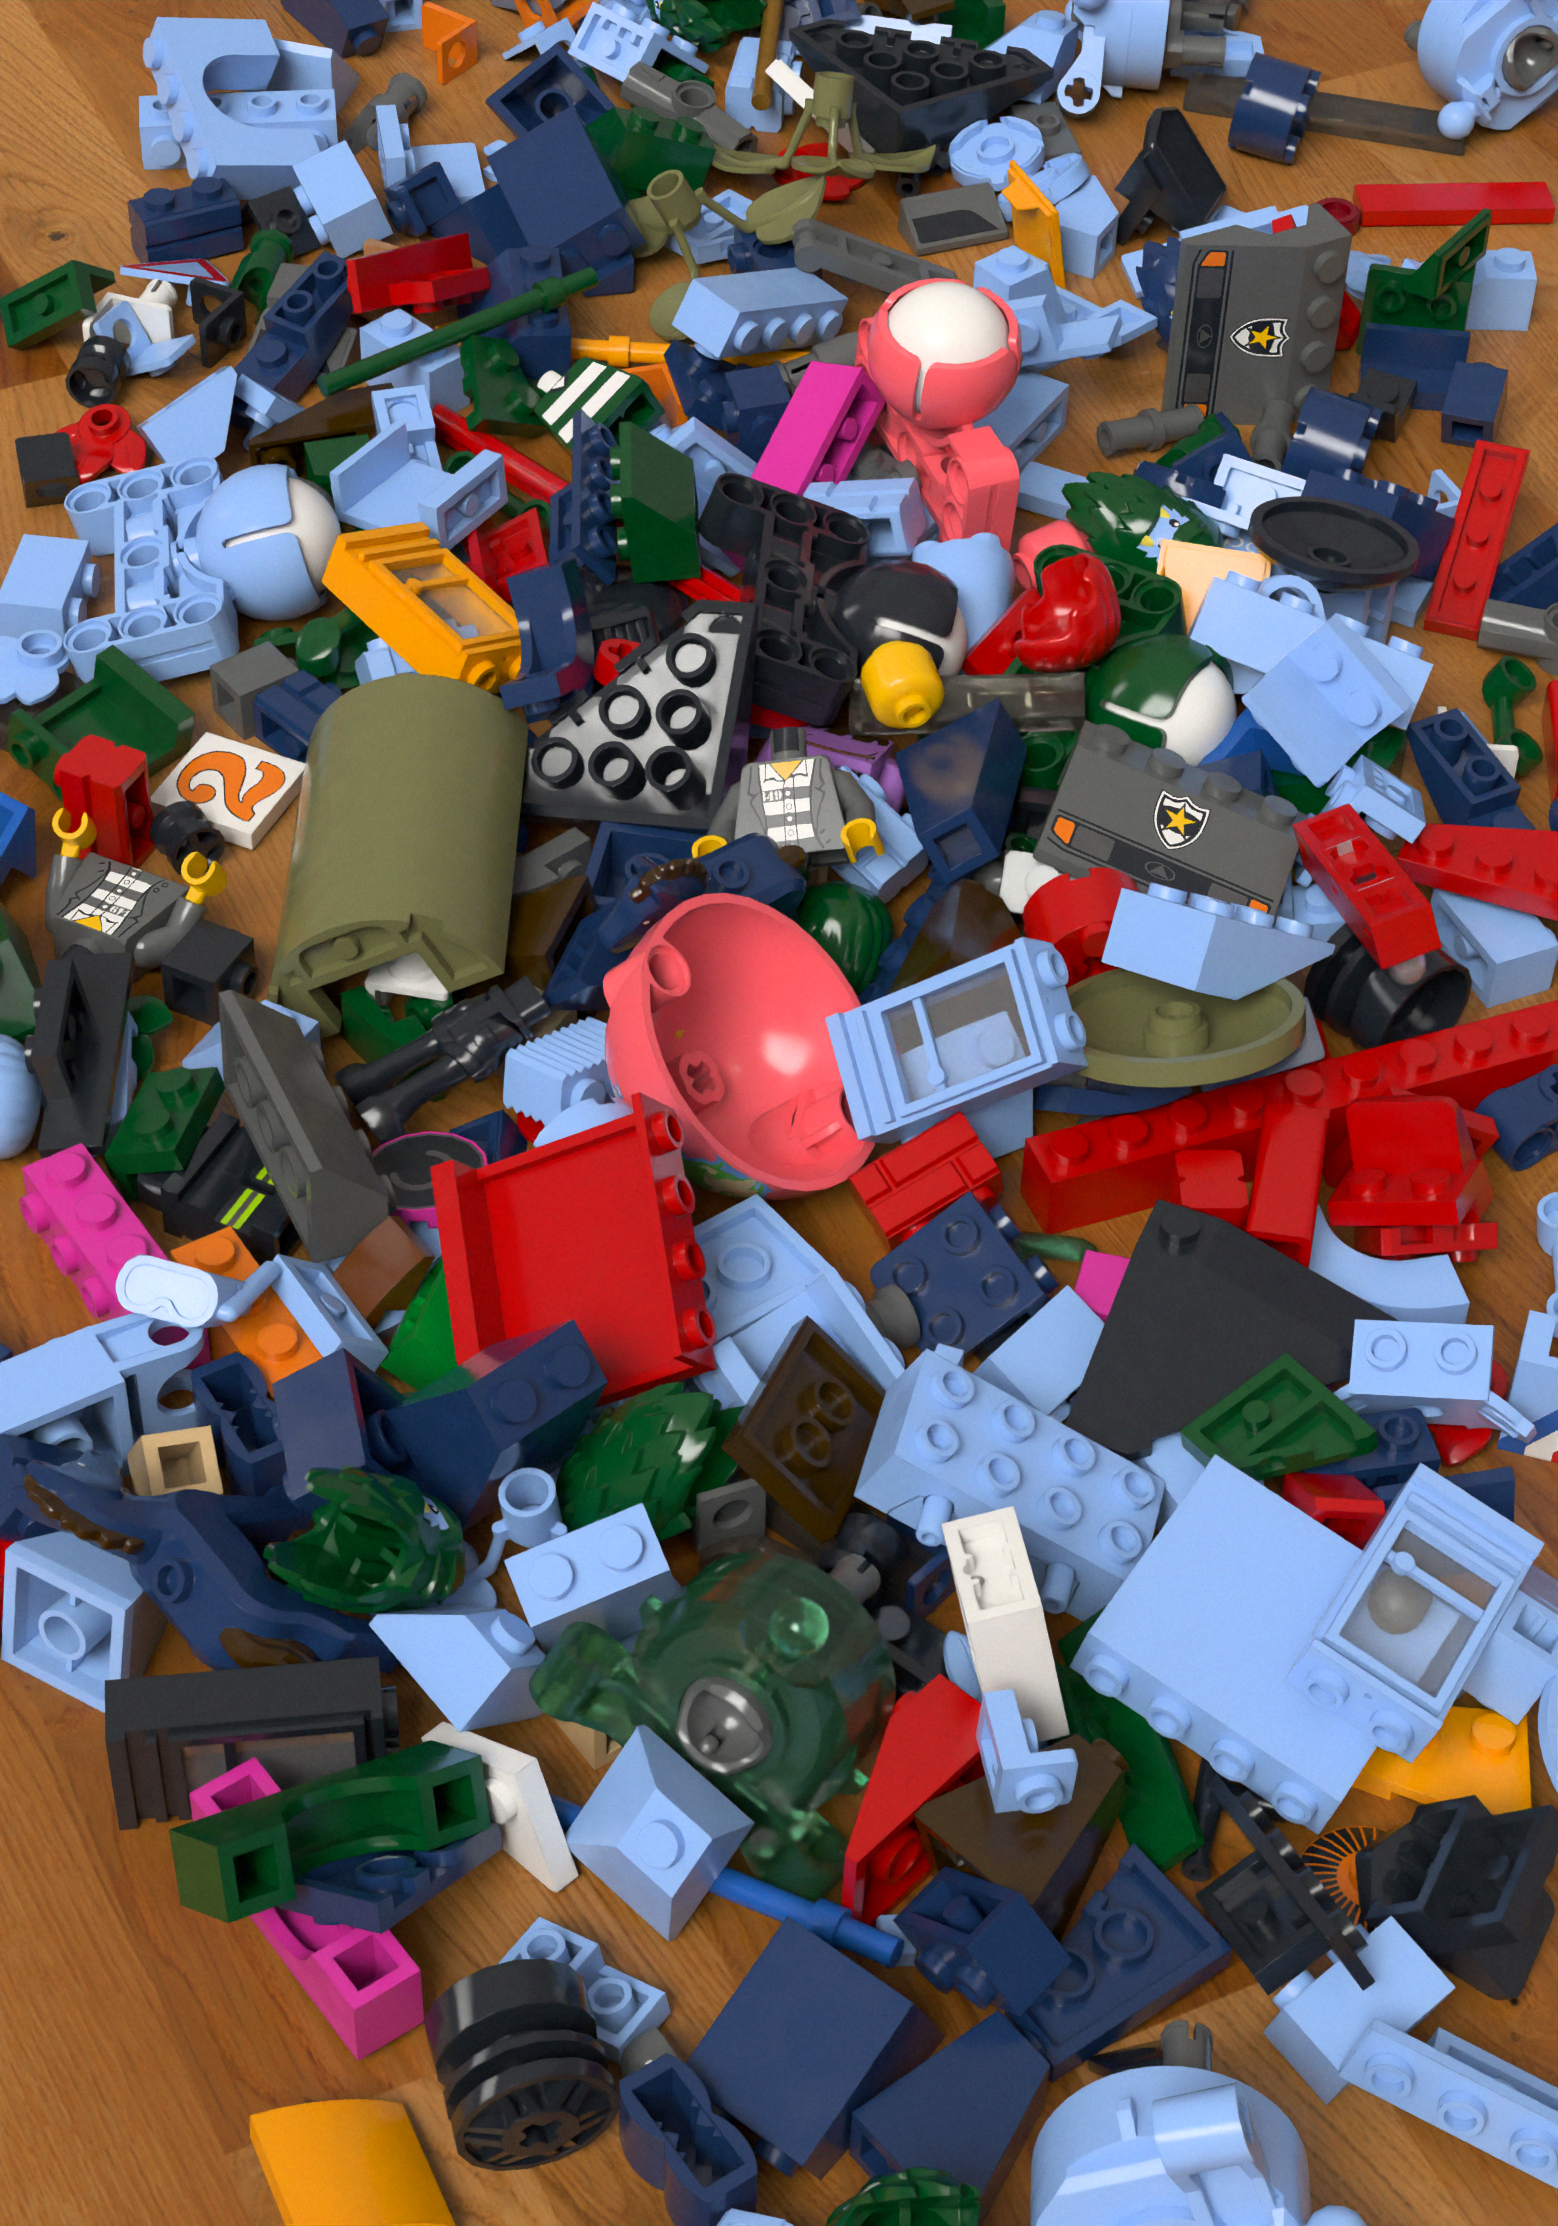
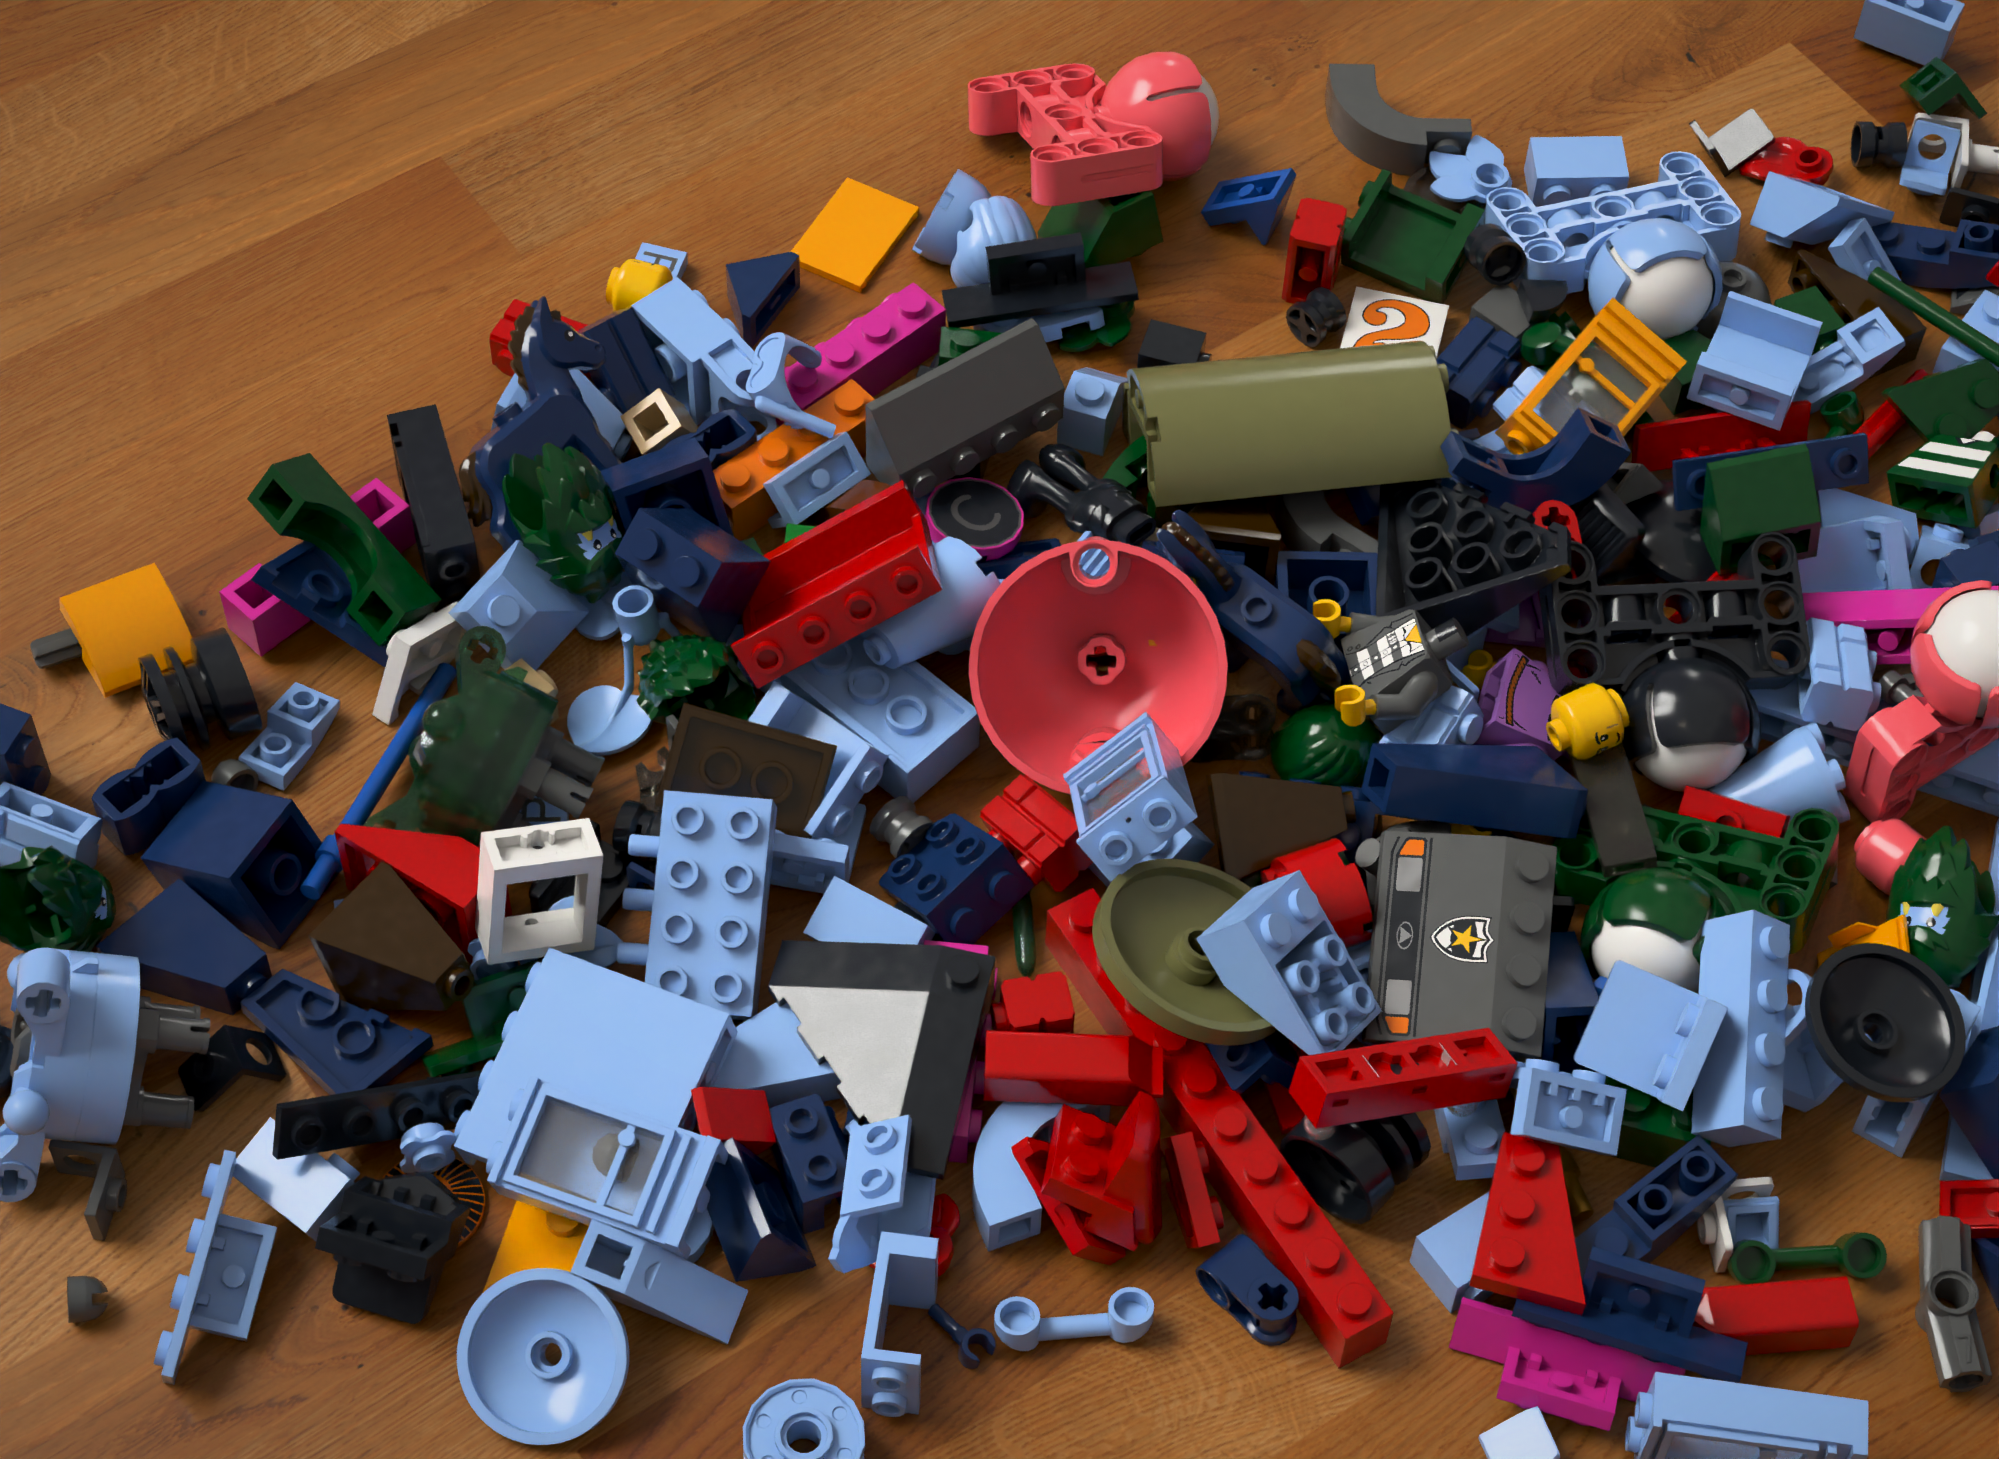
camera: 80 degrees right, 10 degrees up
(119, 908) = (1215, 284): torso -> none
(181, 652) = (1494, 254): none -> black wheel
(259, 633) = (1541, 298): none -> black tile
(592, 1577) = (565, 658): light blue brick -> none
(657, 1832) = (371, 736): light blue slope -> none
(982, 1942) = (283, 931): dark blue brick -> none
(1011, 1761) = (413, 896): light blue bracket -> none
(1073, 619) = (1700, 834): red piece -> none
(1279, 1425) = (797, 1072): dark green wing -> none
(1322, 1850) = (426, 1148): none -> light blue plate

